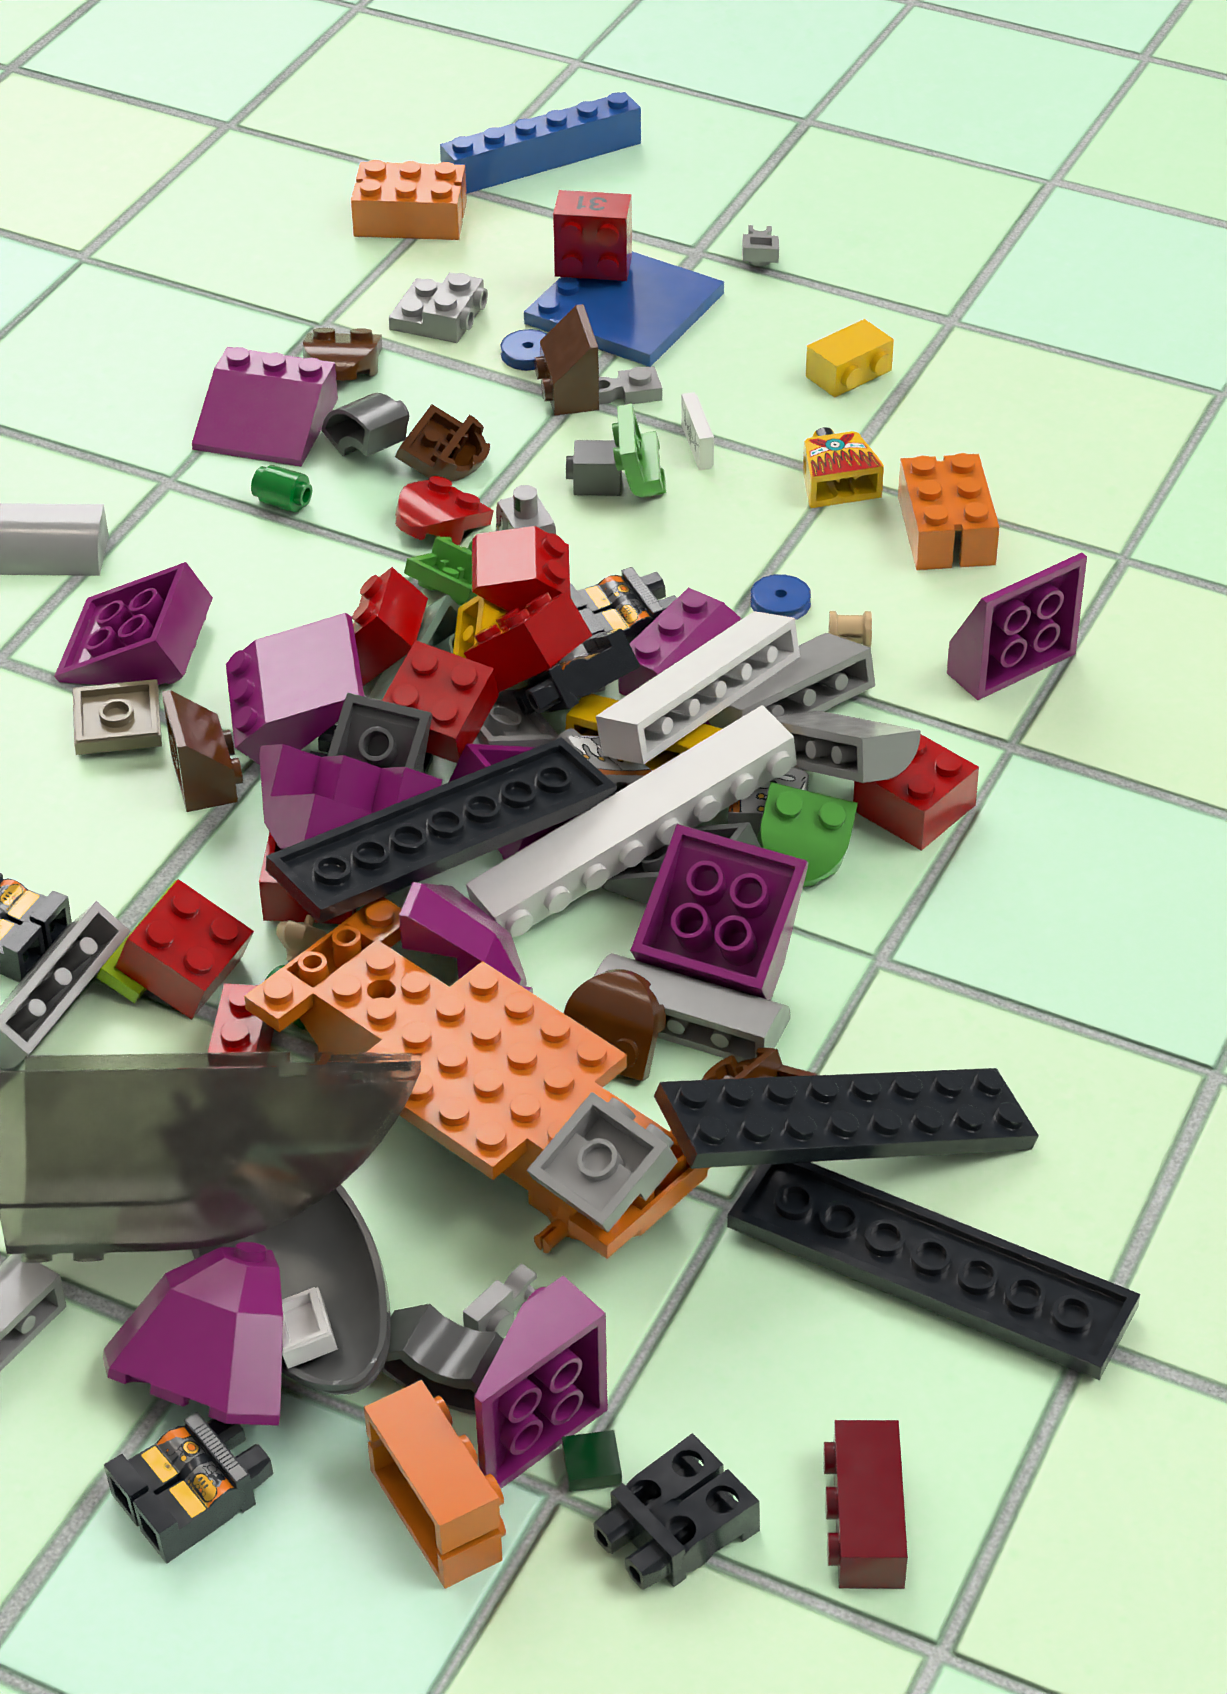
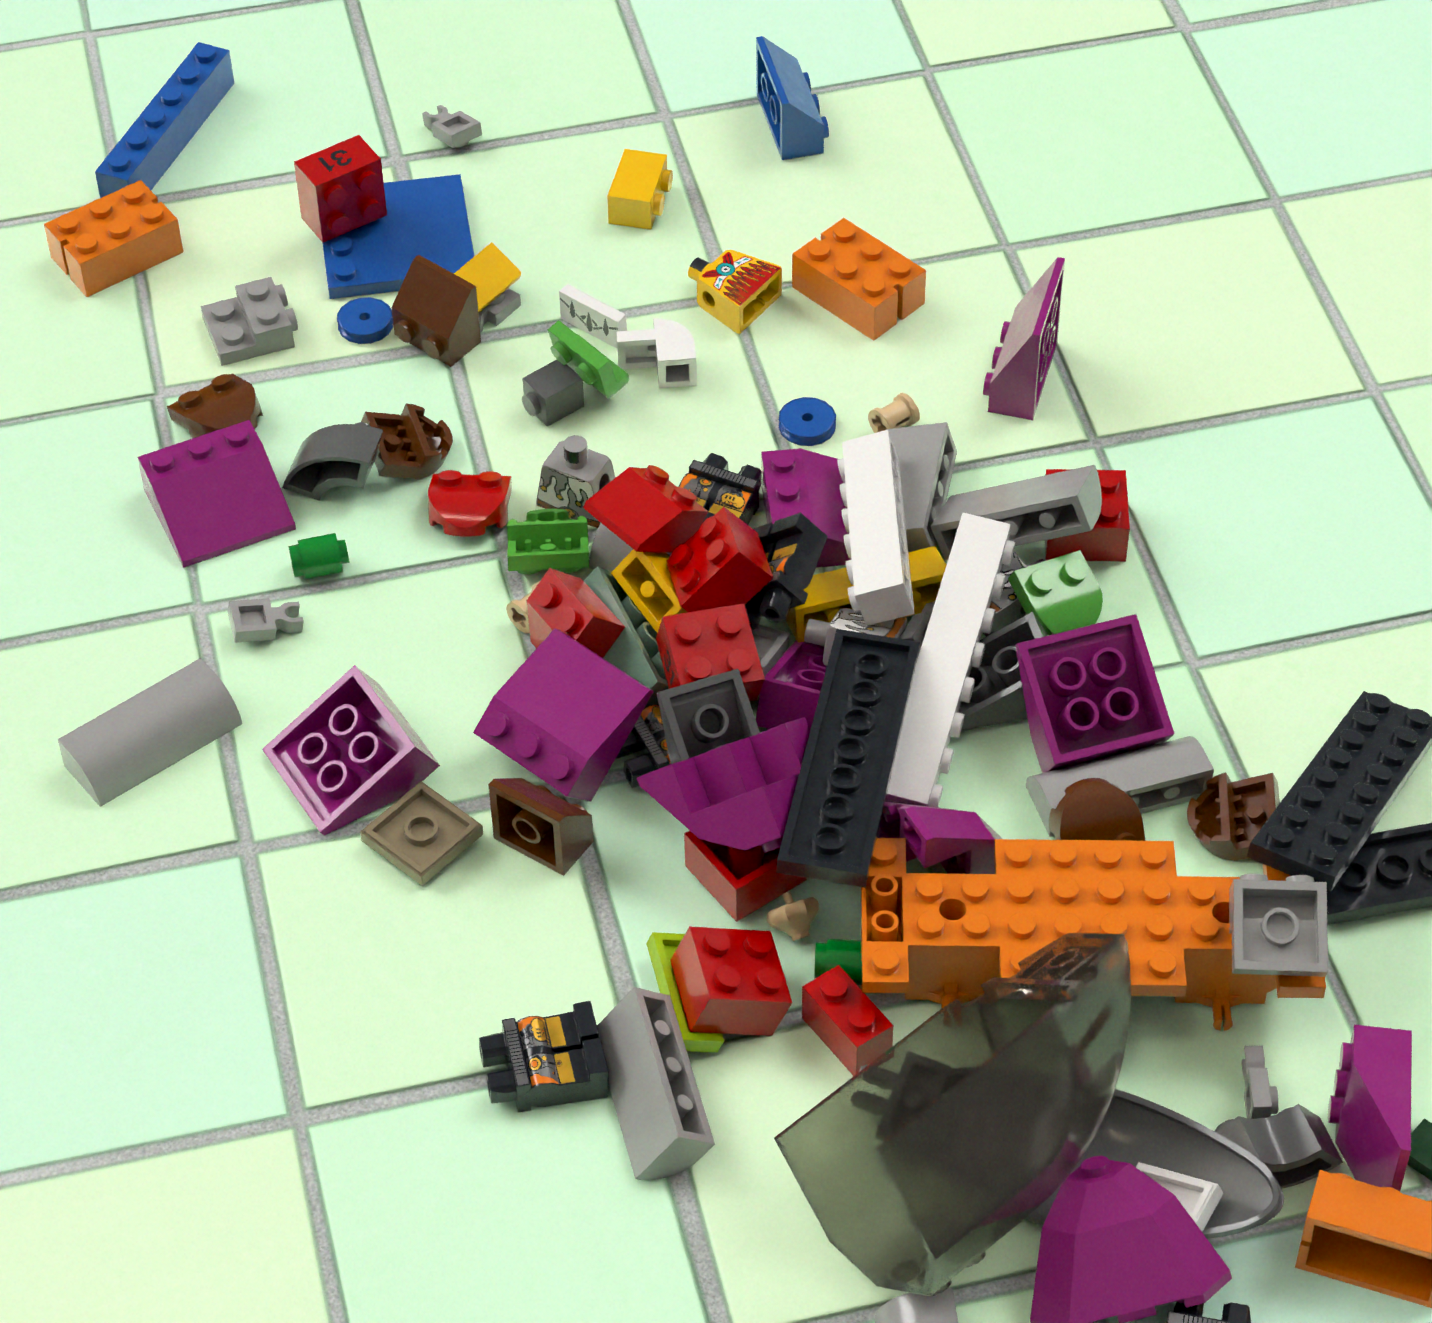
camera: 40 degrees left, 5 degrees up
(190, 507) = (259, 621): none -> light grey plate
(633, 357) = (490, 273): none -> yellow panel
(718, 483) = (666, 347): none -> white brick
(1051, 348) = (788, 102): none -> blue slope

